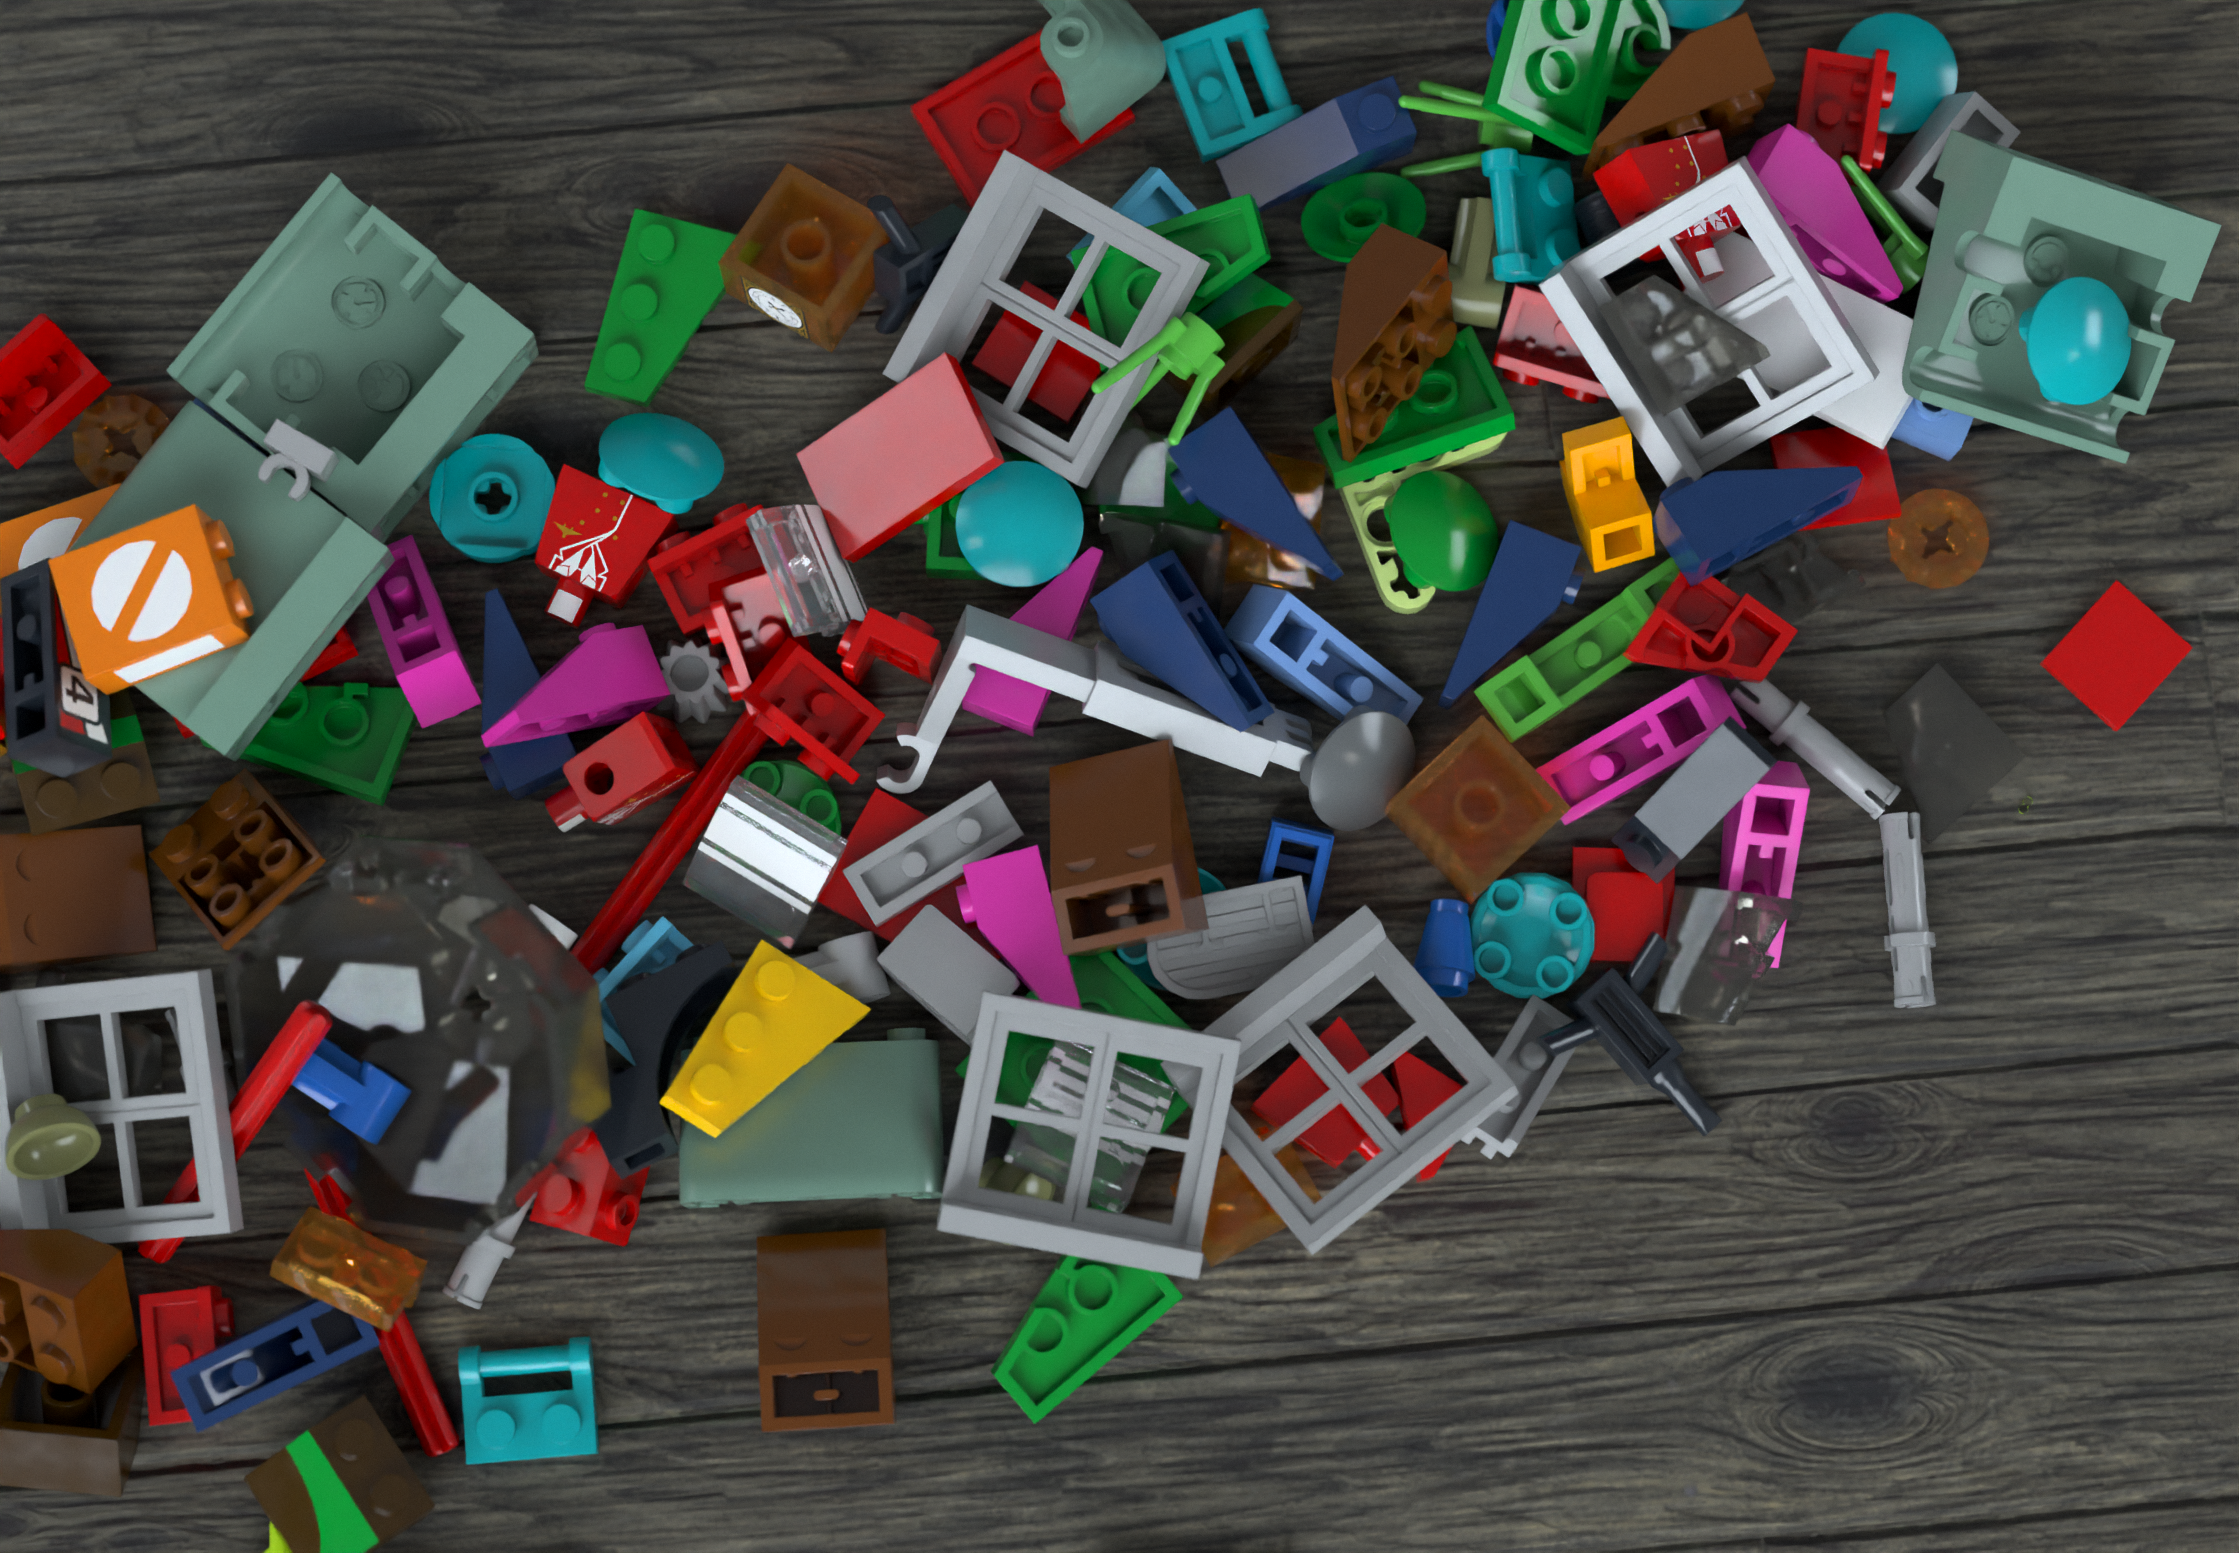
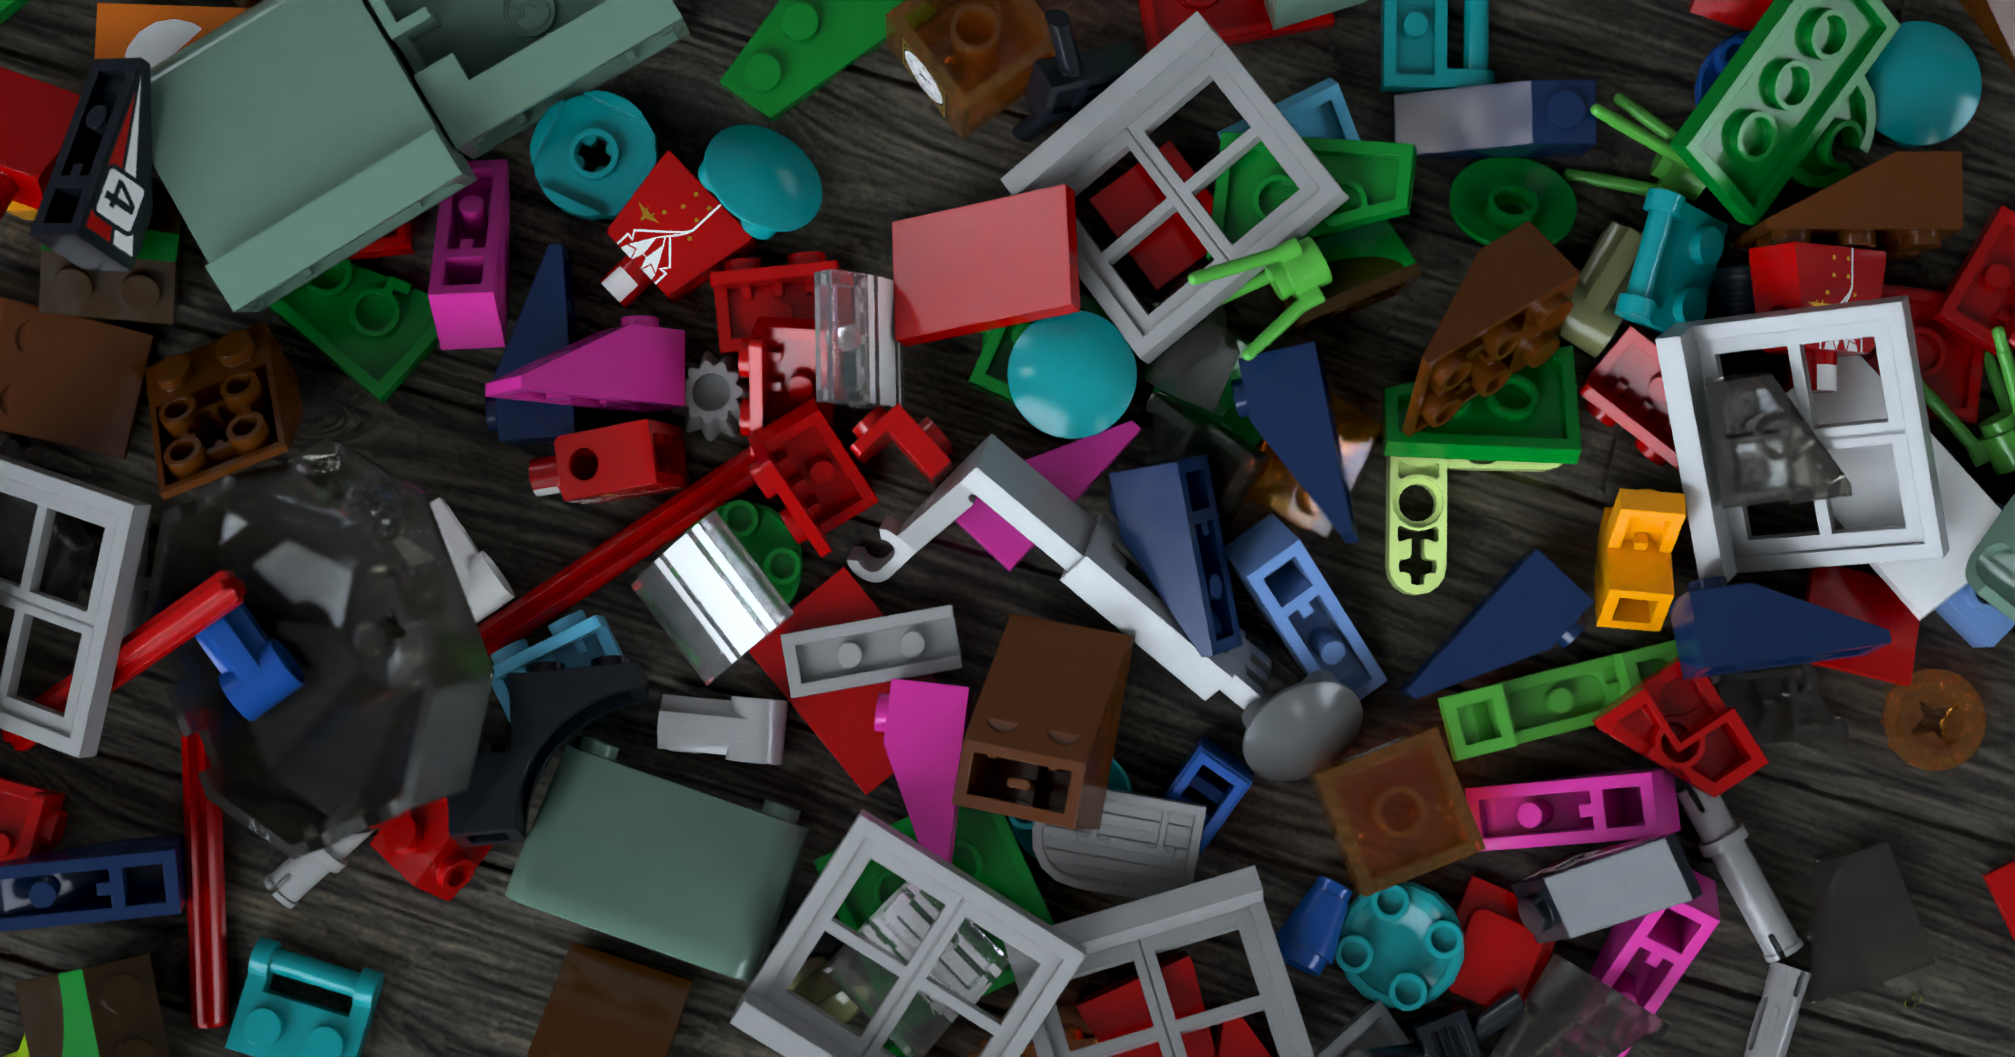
camera: 25 degrees right, 5 degrees up
(152, 598) = (221, 135): orange brick -> none
(298, 453) = (412, 49): light grey tile -> none
(349, 1268) = (176, 833): clear orange bracket -> none
(757, 1038) = (636, 768): yellow wing -> none
(945, 970) = (840, 768): light grey panel -> none
(1442, 531) = (1468, 532): green dish -> none
(1823, 213) = (1957, 372): dark pink slope -> none

